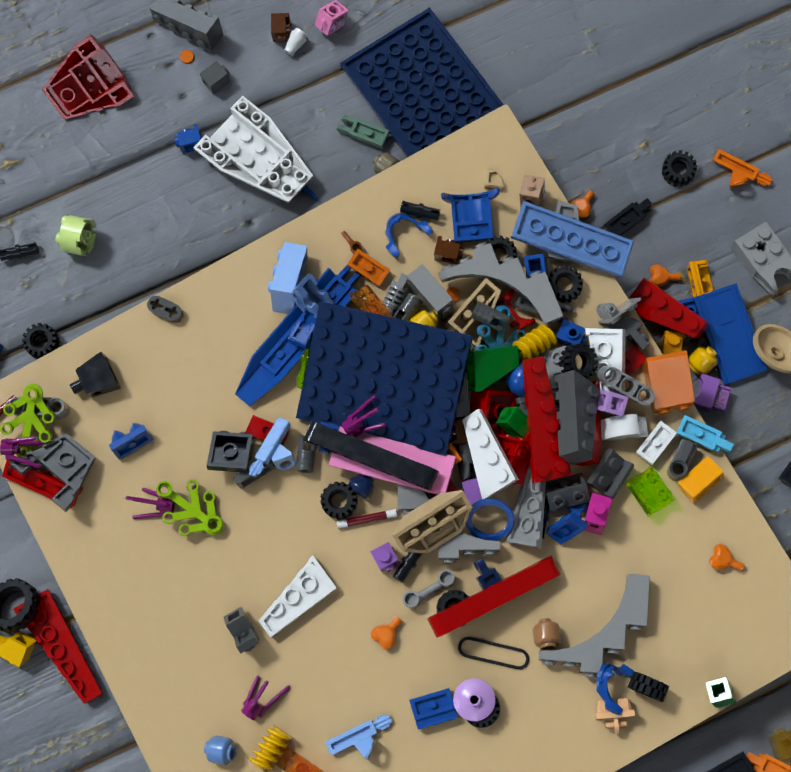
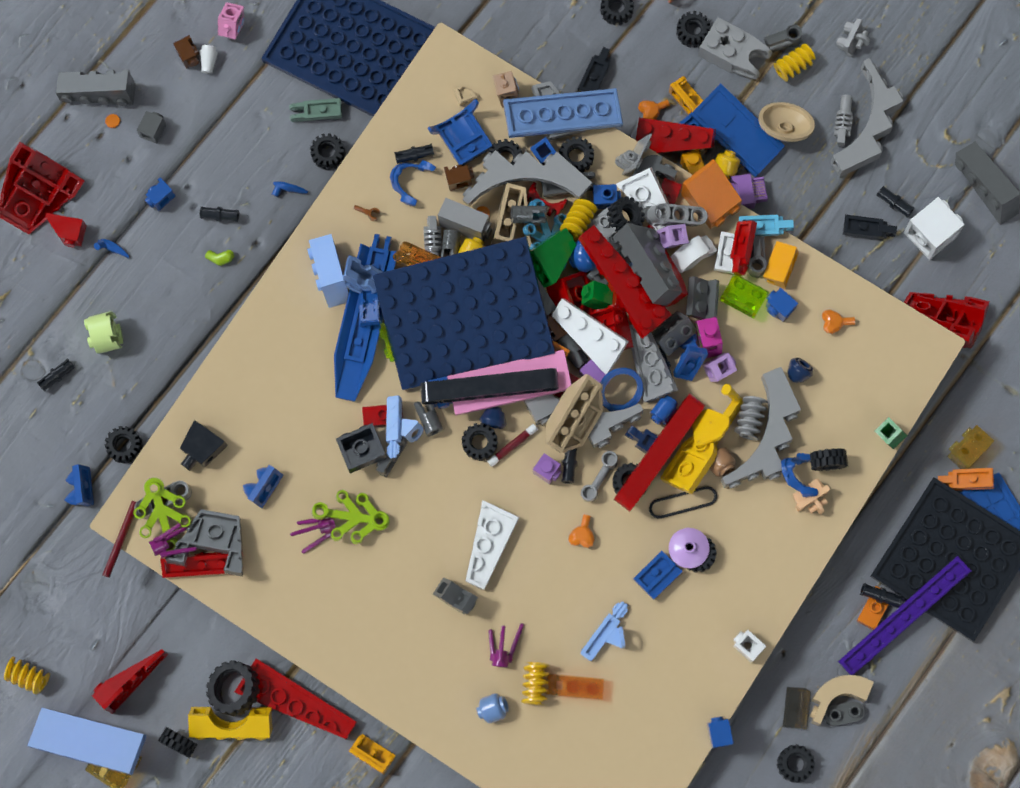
camera: 30 degrees left, 0 degrees up
(97, 131) = (69, 229): none -> red slope
(100, 730) = (372, 753): none -> light orange hinge
(123, 160) = (110, 246): none -> blue bar
(167, 305) = (231, 359): dark grey beam -> none
(211, 221) = (221, 258): none -> lime arm
(231, 182) = (219, 214): none -> black pin
(255, 152) = (229, 176): white wedge -> none
(352, 162) = (324, 141): none -> black tyre
(354, 424) = (460, 367): magenta plant -> none
(368, 267) = (395, 226): orange plate -> none
(383, 162) = (353, 129): dark tan head -> none
(520, 559) = (663, 410): none -> blue brick
(533, 613) = (700, 450): none -> yellow plate
(583, 205) = (550, 77): orange rock -> none
(596, 608) = (750, 416): none -> light grey piece
(599, 551) = (727, 367): none -> lavender brick
(665, 587) = (799, 370): none -> dark blue cone
(672, 445) = (742, 246): none -> red hinge
(680, 516) = (780, 304): none -> blue brick
(730, 229) = (689, 19): none -> black tyre

